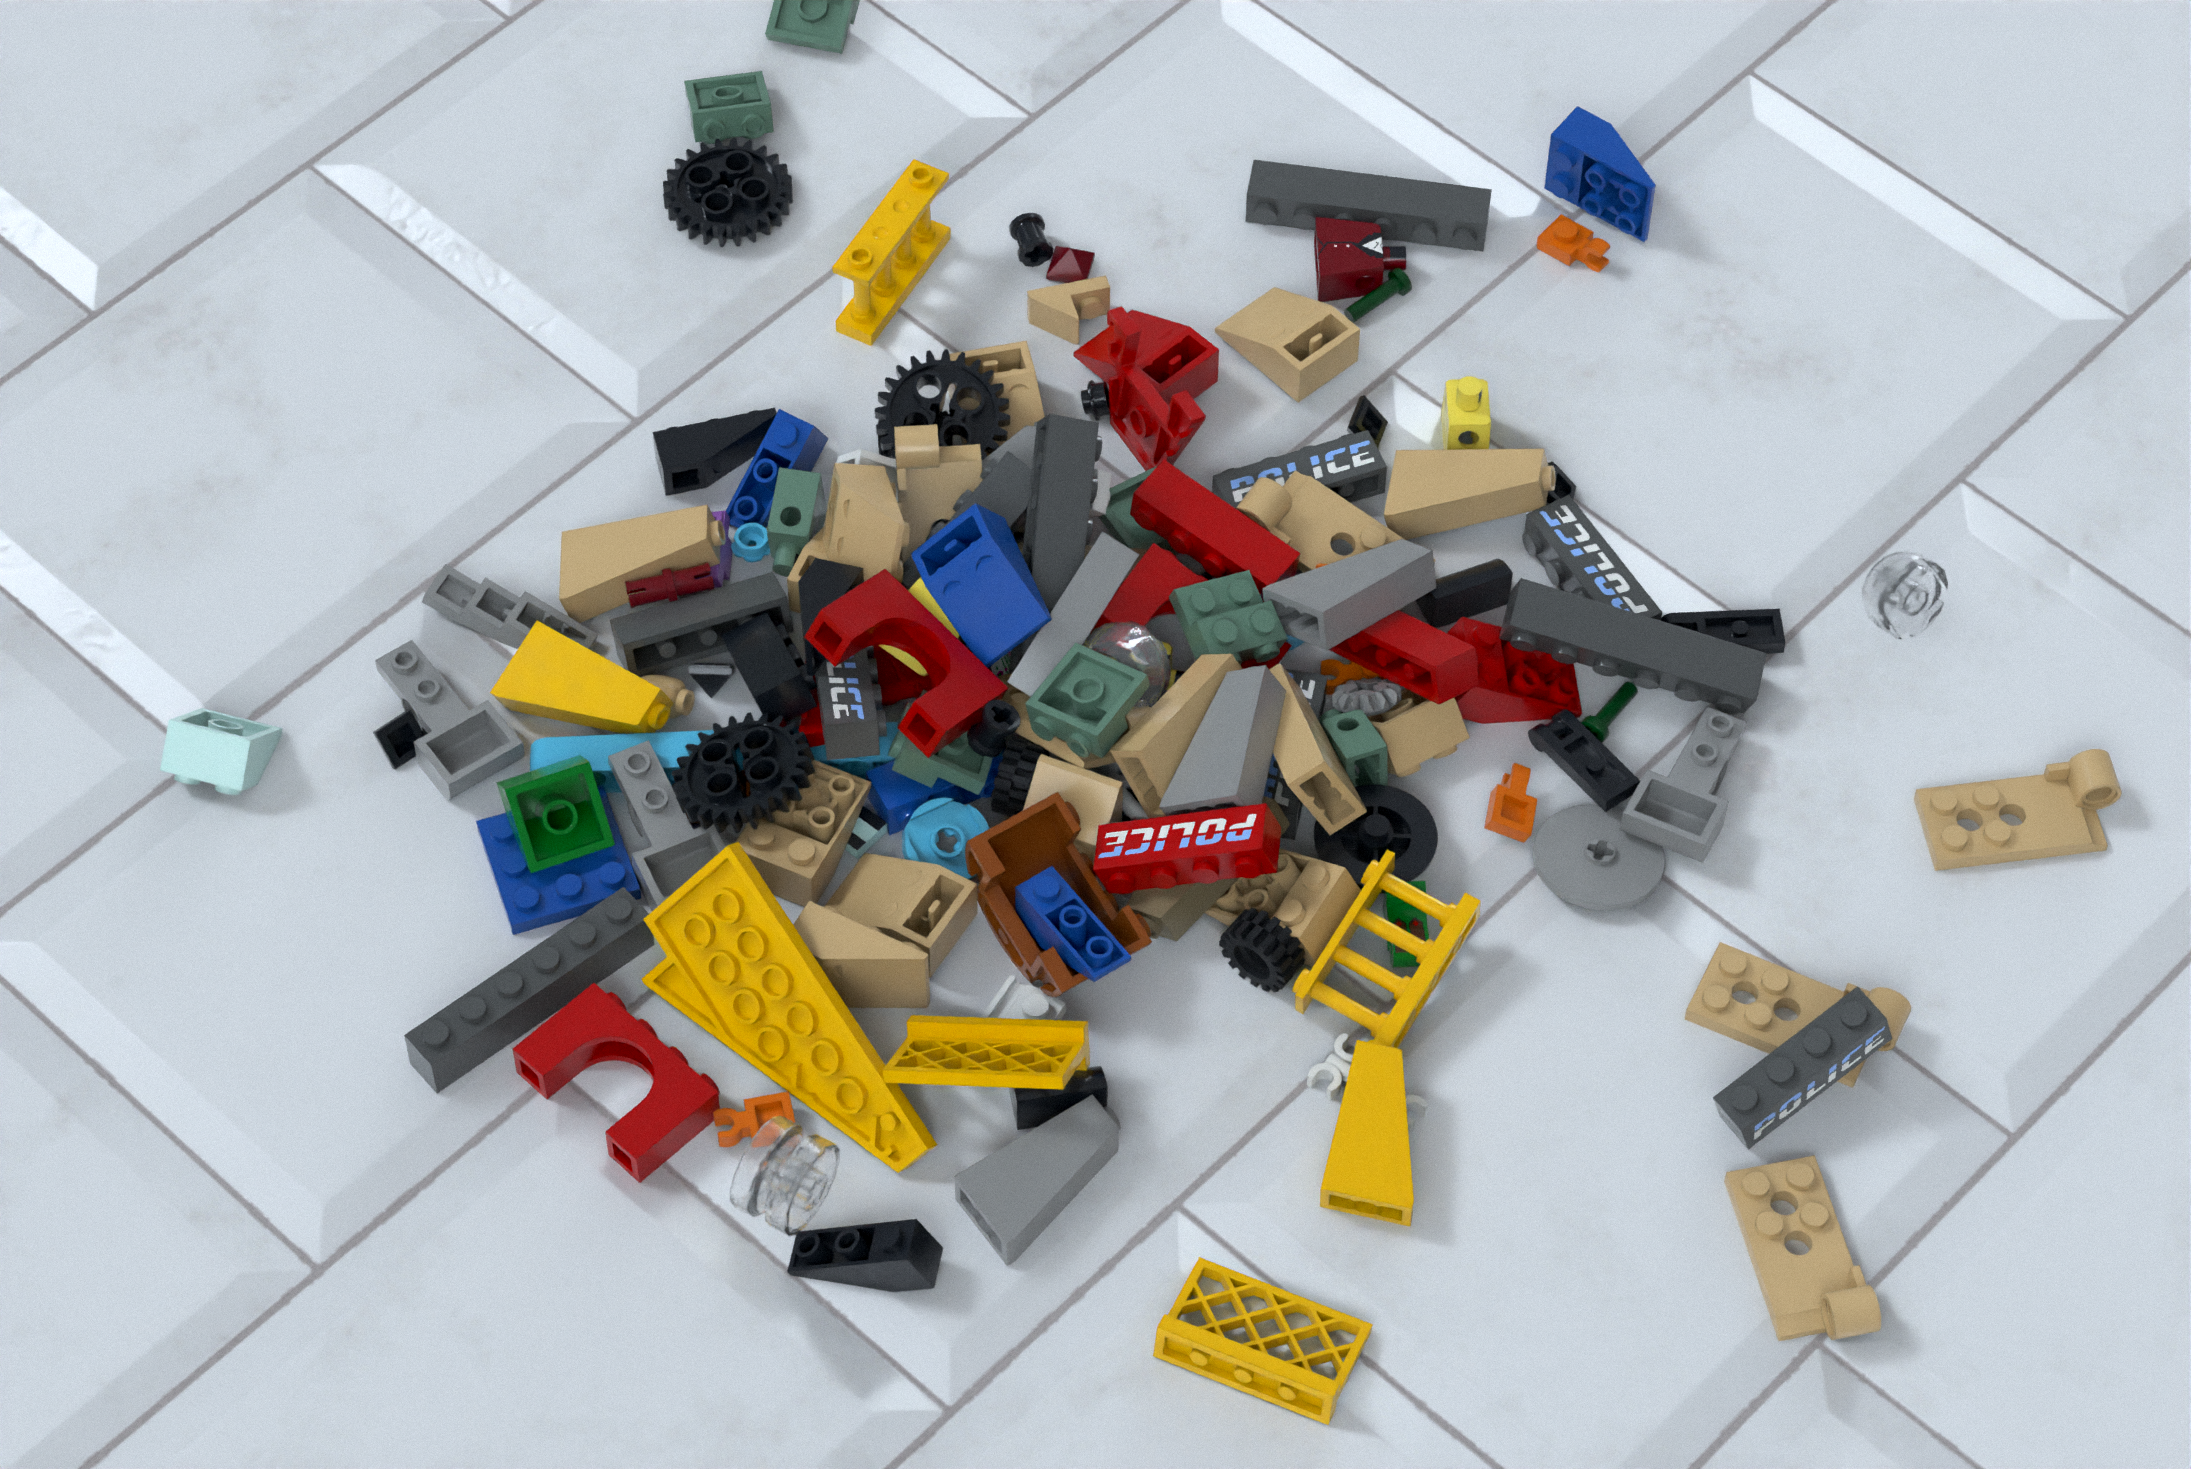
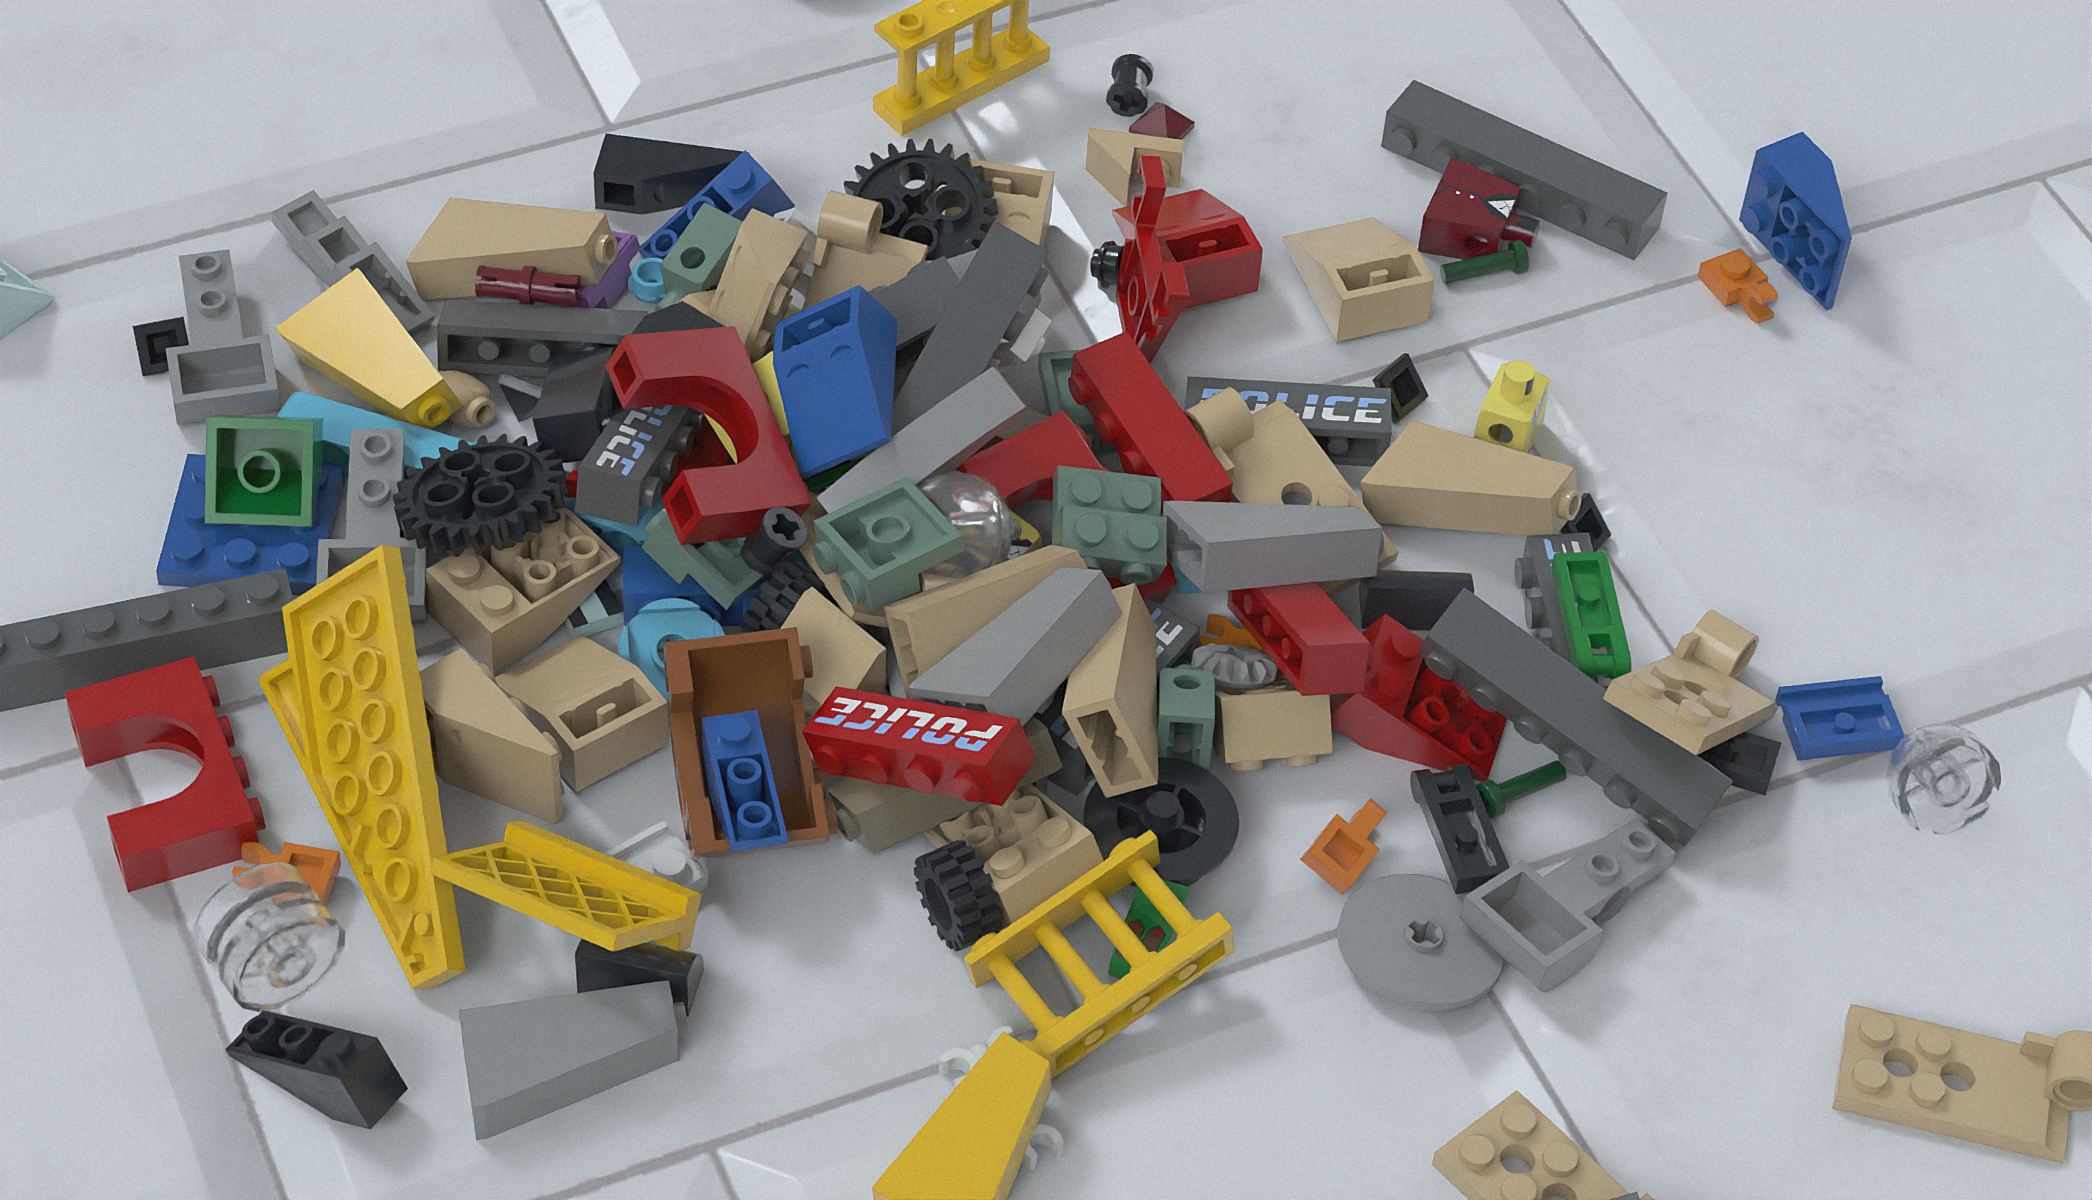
camera: 20 degrees right, 5 degrees down
(1607, 560) = (1591, 613): none -> green plate
(1701, 596) = (1695, 690): none -> tan hinge
(1809, 573) = (1839, 718): none -> blue plate

